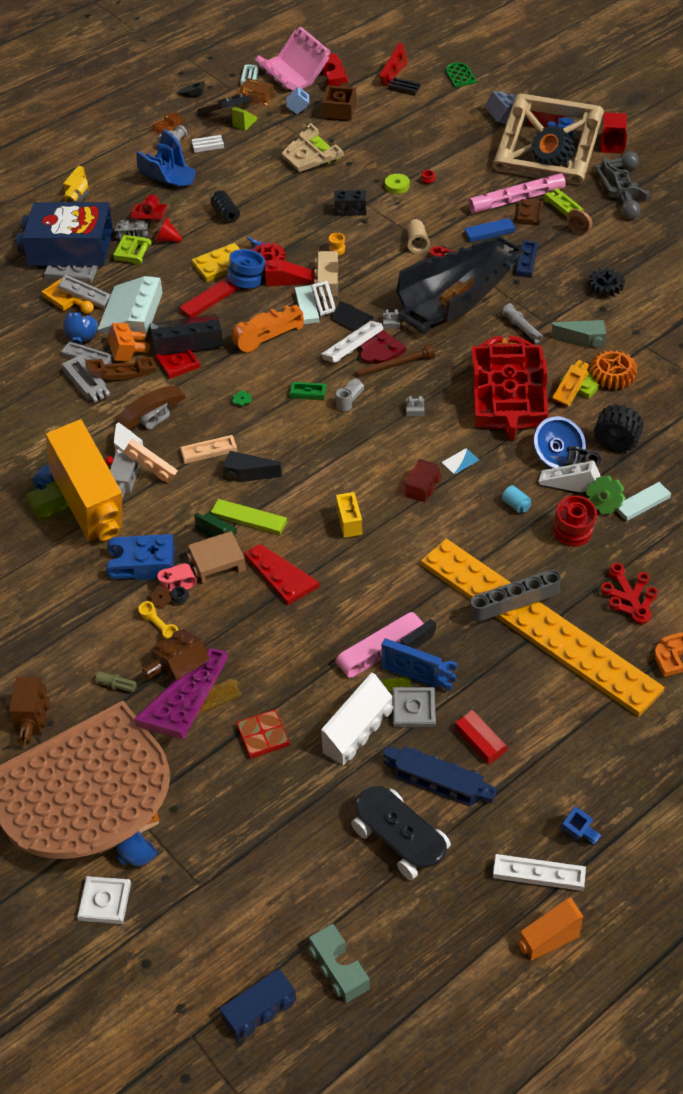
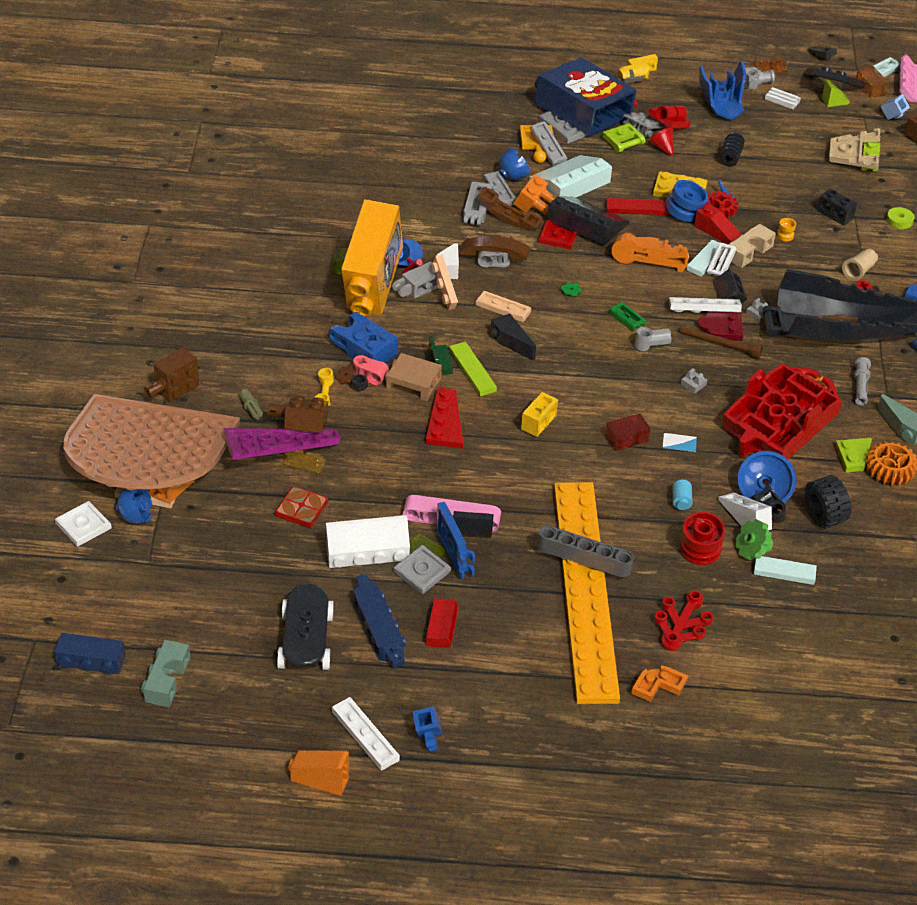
camera: 40 degrees right, 5 degrees down
(571, 383) = (838, 447): light orange hinge -> none

